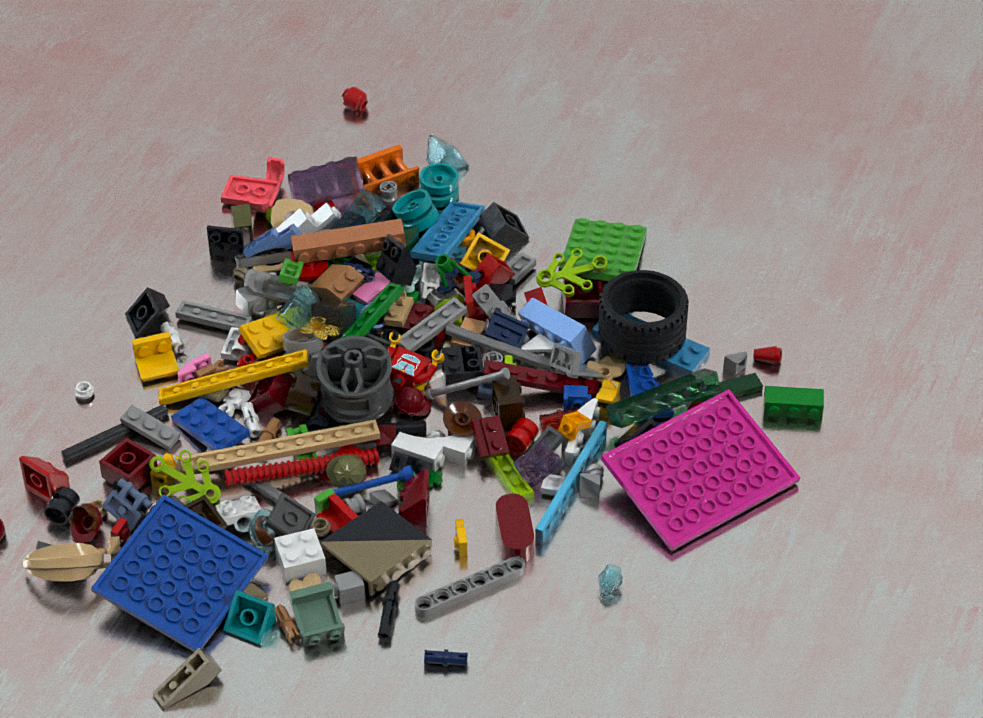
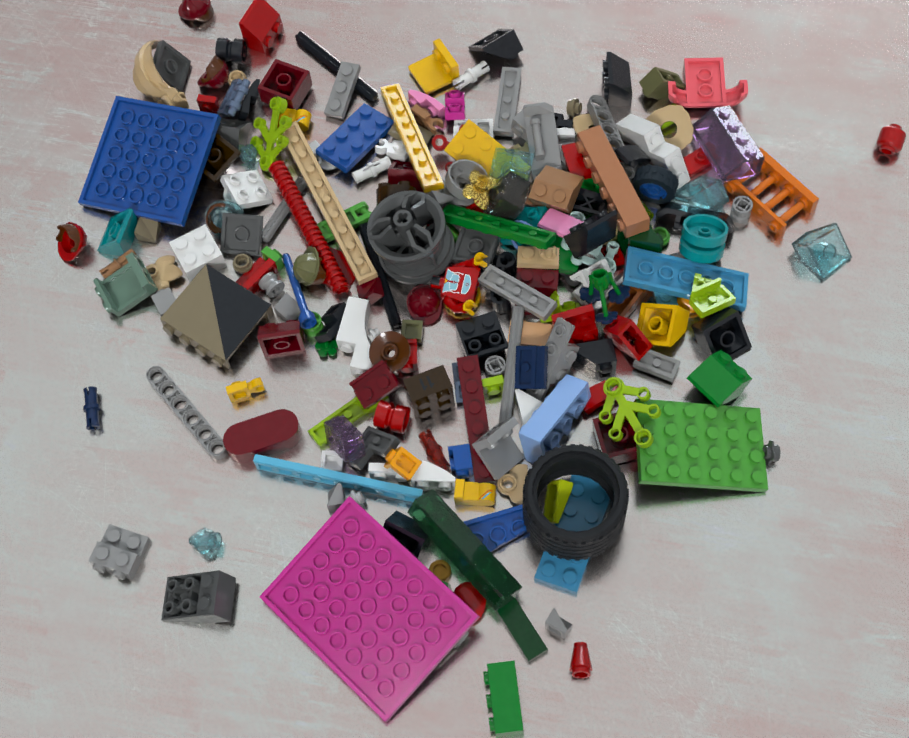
camera: 85 degrees right, 20 degrees up
(84, 390) = (384, 26): white plate -> none
(188, 678) = (46, 204): dark tan slope -> none
(195, 350) = (454, 105): none -> dark pink slope
(247, 656) = (70, 240): none -> red piece
(270, 431) = (354, 189): medium nougat pin -> none
(271, 240) = (613, 119): medium blue slope -> none
(290, 272) = (549, 139): bright green plate -> none
(360, 268) = (580, 203): dark blue pin -> none
(390, 603) = (121, 348): black pin -> none
(432, 393) = (437, 372): light grey bar -> none
(435, 414) = (412, 329): none -> olive plate
(441, 183) = (765, 254): teal wheel -> none
(471, 218) = (709, 296): none -> lime slope
(546, 228) = (720, 378): none -> green slope
(605, 648) = (119, 552): none -> light grey plate
(616, 215) = (772, 452): none -> dark grey plate
(664, 591) = (199, 597): none -> dark grey slope

